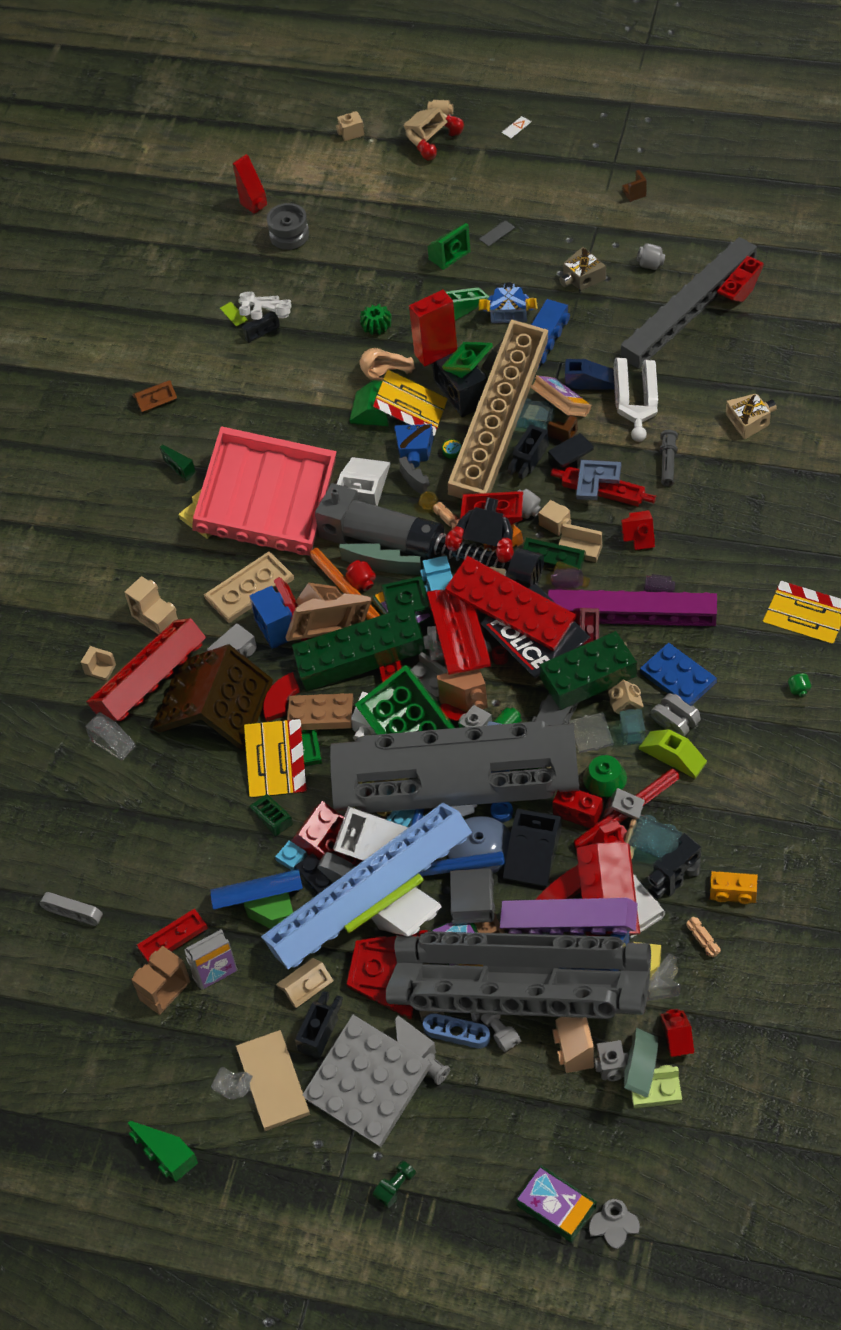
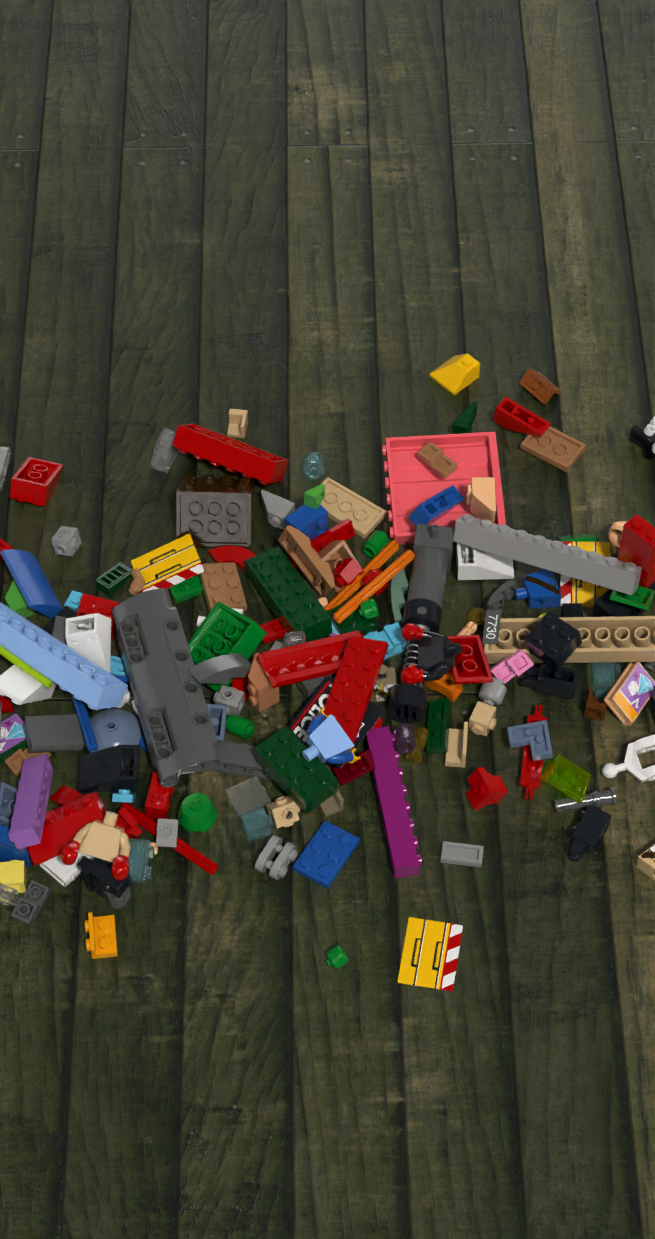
camera: 70 degrees right, 0 degrees up
(104, 872) = (35, 481): none -> red slope
(106, 459) = (457, 373): none -> yellow slope
(148, 606) = (301, 439): tan brick -> none
(187, 601) = (313, 465): none -> clear light blue head
(195, 416) = (519, 419): none -> red slope
(207, 850) = (66, 541): none -> light grey brick
(236, 483) = (436, 460): none -> medium nougat slope
(237, 399) = (554, 448): none -> medium nougat plate
(255, 587) = (314, 496): none -> bright green slope
(287, 790) = (138, 582): none -> medium nougat arm
(297, 497) = (436, 506): none -> blue slope
(307, 451) = (481, 498): none -> light nougat slope
(310, 566) = (375, 543): none -> green brick
(342, 585) = (346, 572): none -> red brick
(375, 568) = (373, 586): none -> orange axle
(397, 411) = (547, 554): none -> light grey brick
(404, 576) = (369, 609): none -> green piece
(447, 426) = (572, 610): none -> black plate
(453, 707) = (221, 669): none -> dark grey slope
(459, 479) = (491, 627): none -> dark grey sticker
(502, 426) = (553, 640): none -> black brick
(505, 472) = (511, 666): none -> bright pink slope
(568, 841) = (123, 795): none -> medium azure plate
(569, 452) = (564, 715): black panel -> none
(572, 624) = (328, 741): none -> light blue torso
(644, 464) = (566, 777): none -> clear neon green slope
(646, 844) = (103, 842): none -> tan torso
(659, 583) = (424, 819): clear purple brick -> none
(674, 751) = (233, 863): lime slope -> none
(686, 952) = (31, 903): none -> dark grey slope
(702, 565) = (462, 854): none -> light grey tile
(703, 937) = (46, 920): light nougat axle -> none
(705, 462) = (588, 833): none -> black hinge

